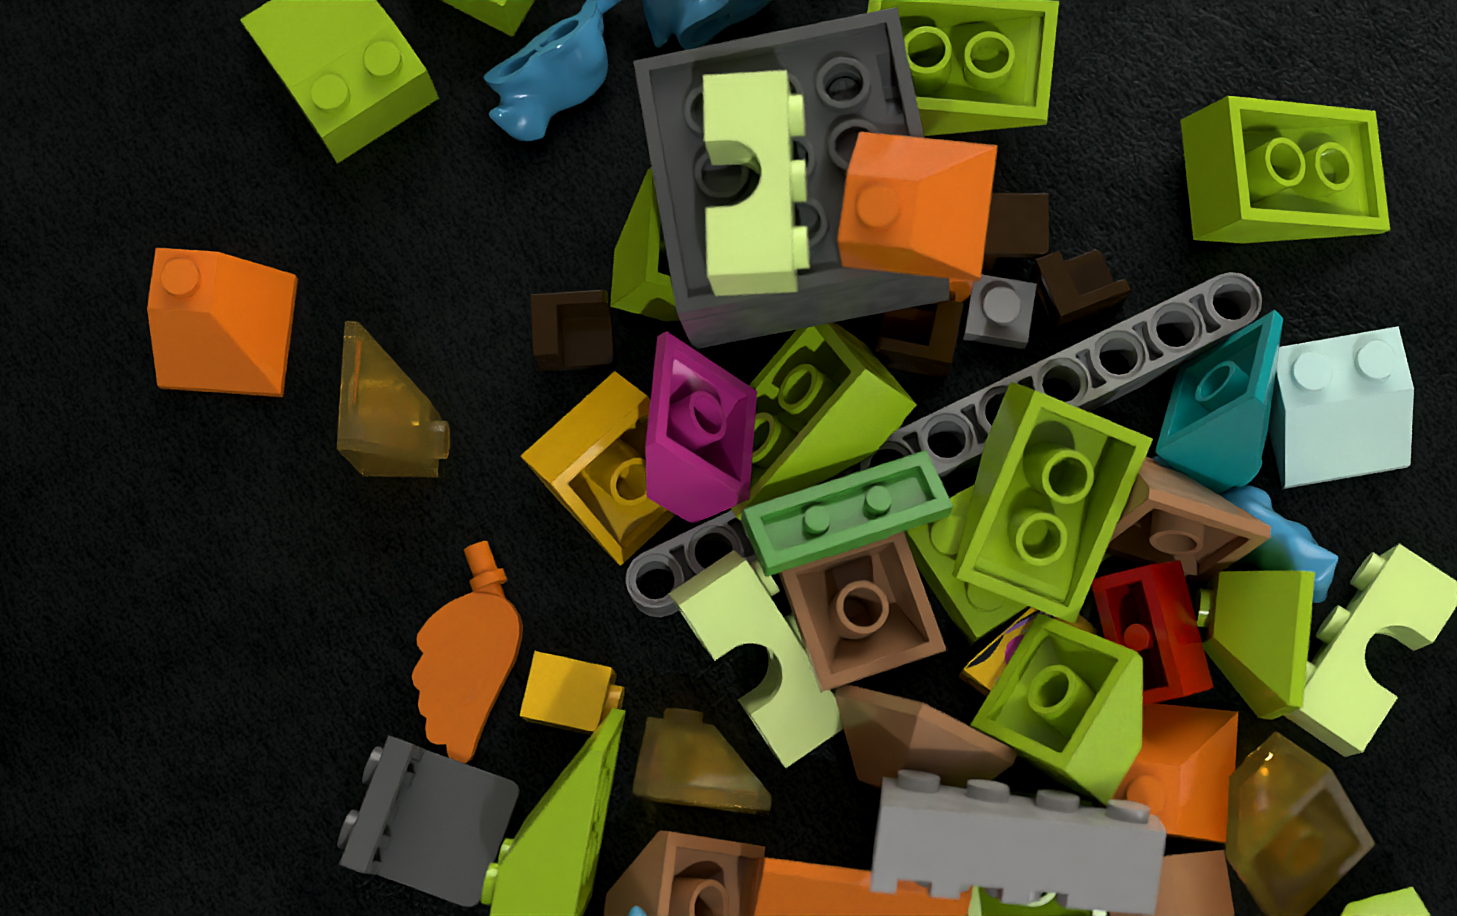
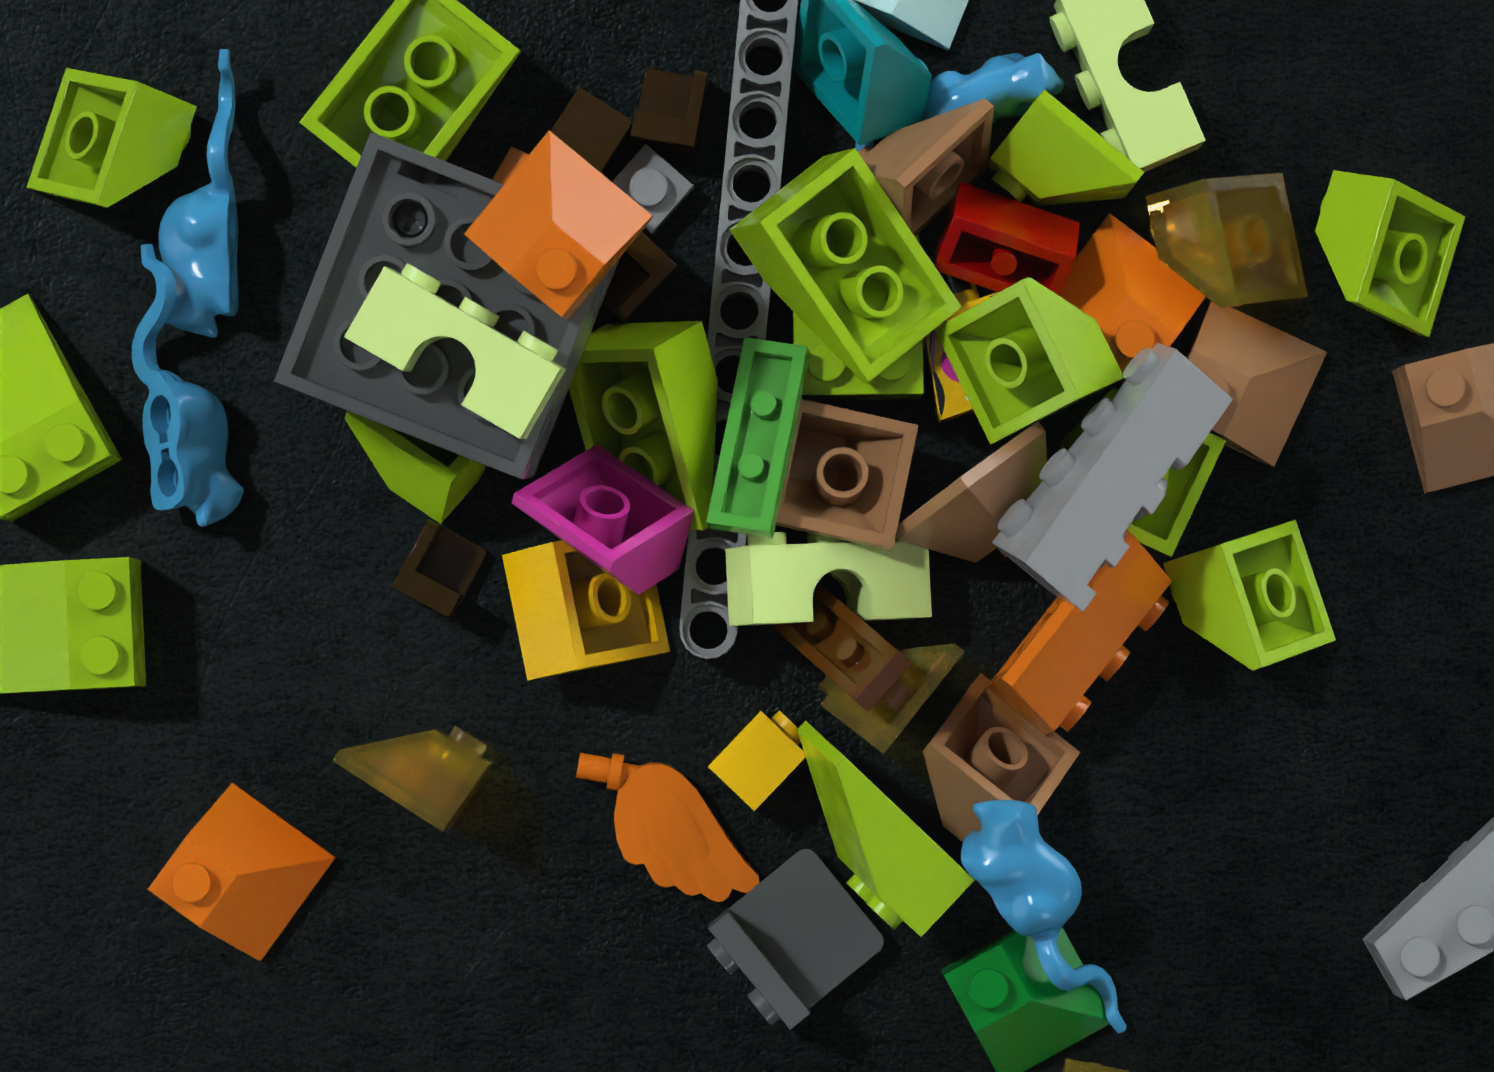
camera: 65 degrees left, 10 degrees up
(707, 709) = (850, 652): none -> reddish brown plate

